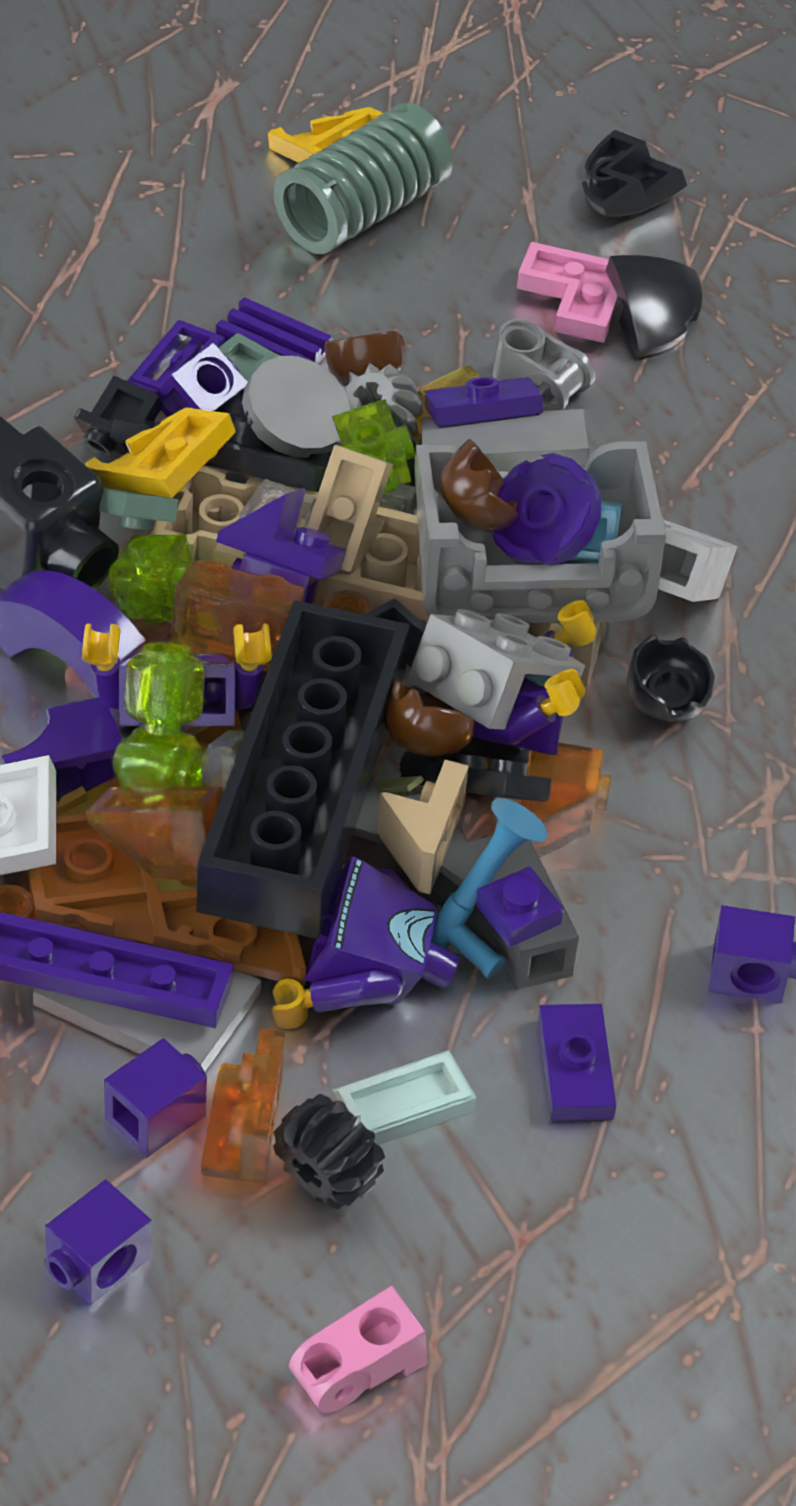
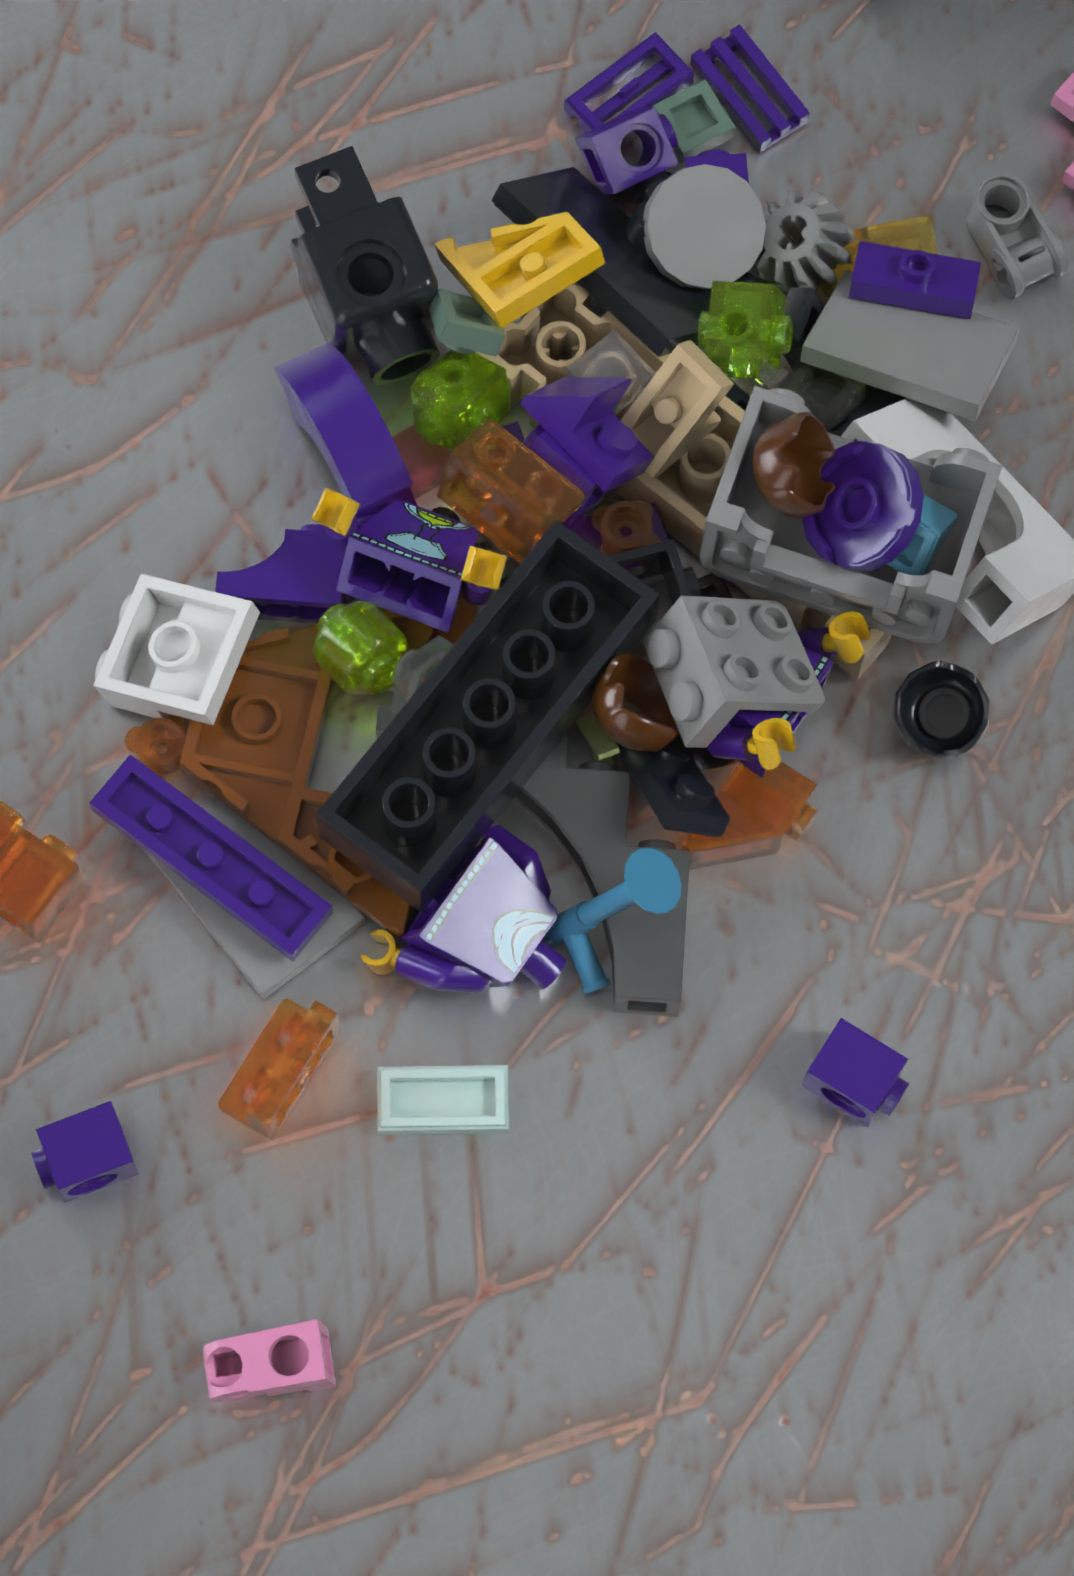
camera: 25 degrees right, 25 degrees up
(118, 401) = (530, 149): black bracket -> none
(155, 1096) = (208, 1013): dark purple brick -> none
(158, 826) = (323, 717): clear orange slope -> none
(164, 687) = (378, 585): clear neon green head -> none
(328, 1151) = (331, 1146): black gear -> none
(357, 352) = (825, 165): reddish brown hair -> none
(423, 829) = (575, 836): tan slope -> none
(519, 906) = (634, 949): dark purple plate -> none
(576, 1062) = (626, 1122): dark purple plate -> none

